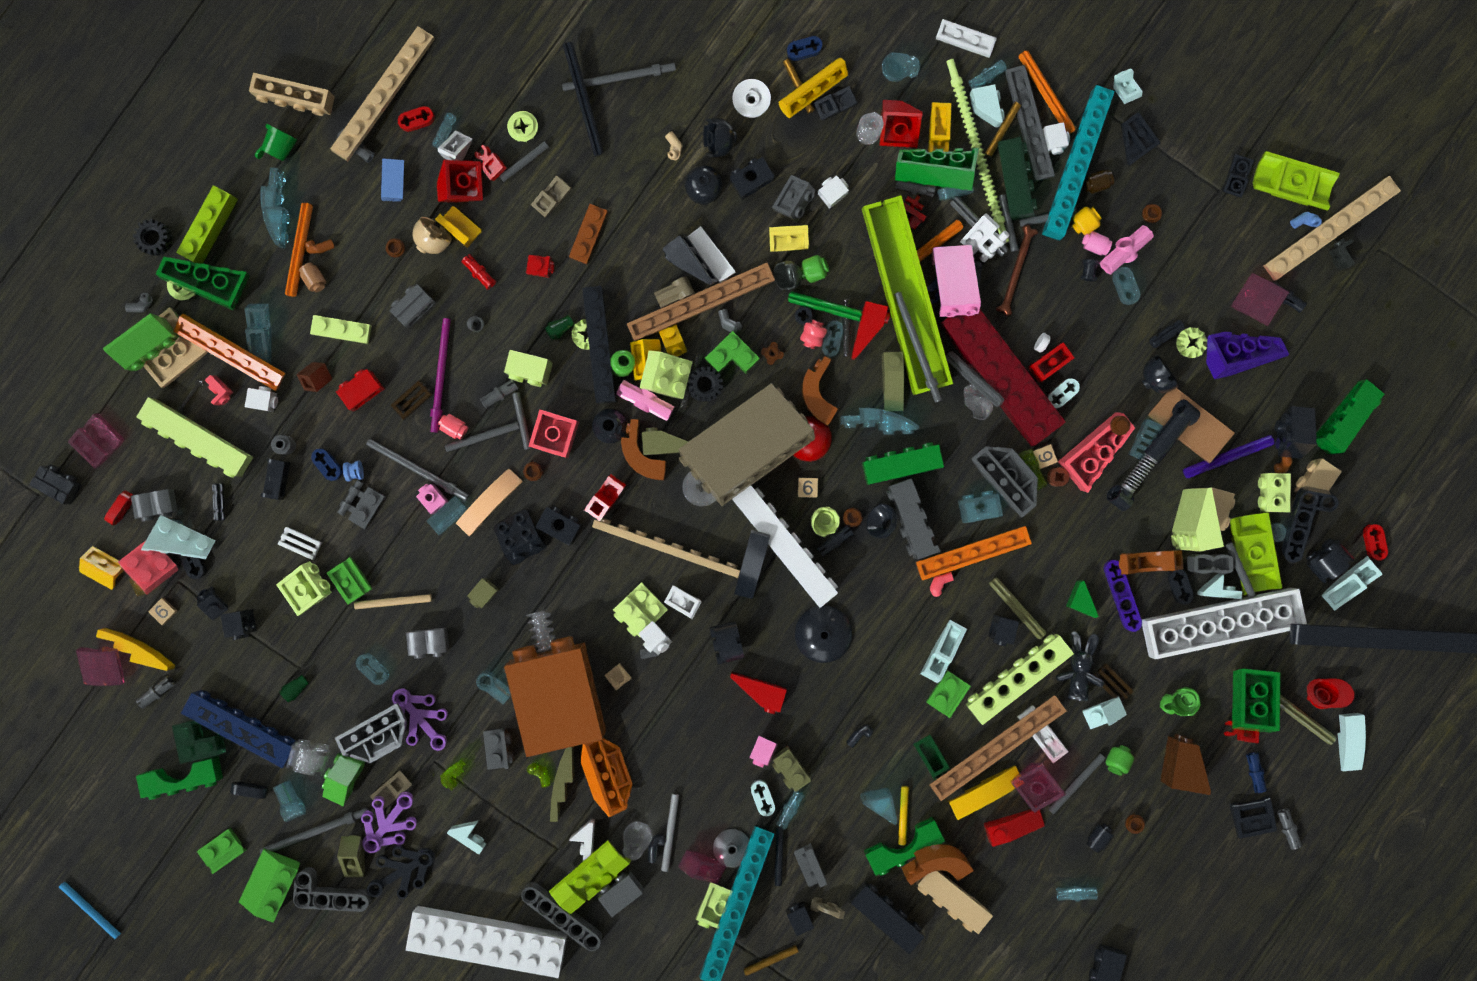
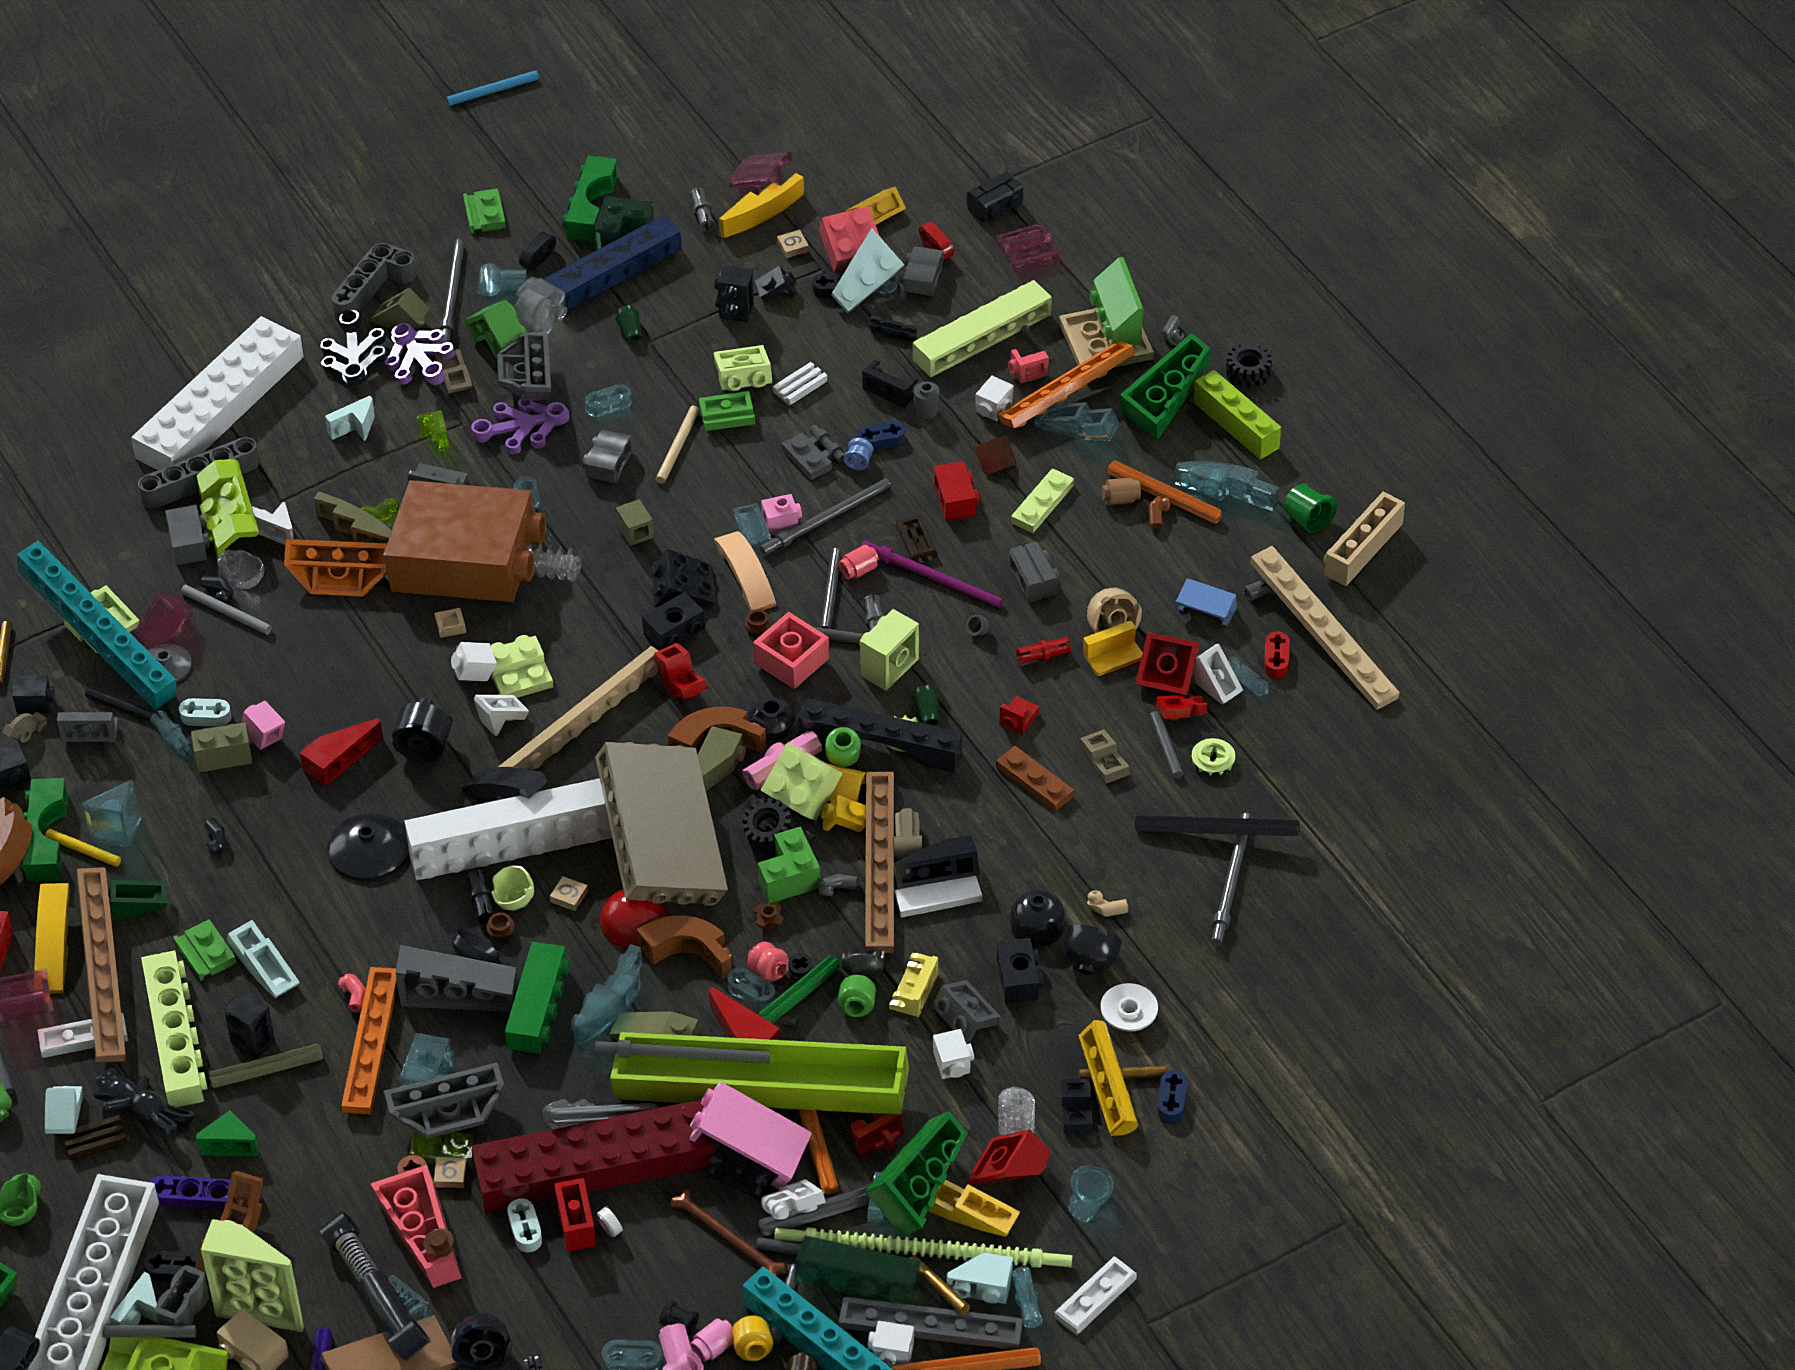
camera: 115 degrees right, 40 degrees down
(269, 884) = (418, 232): bright green slope -> none
(395, 248) = (1118, 578): reddish brown plate -> none

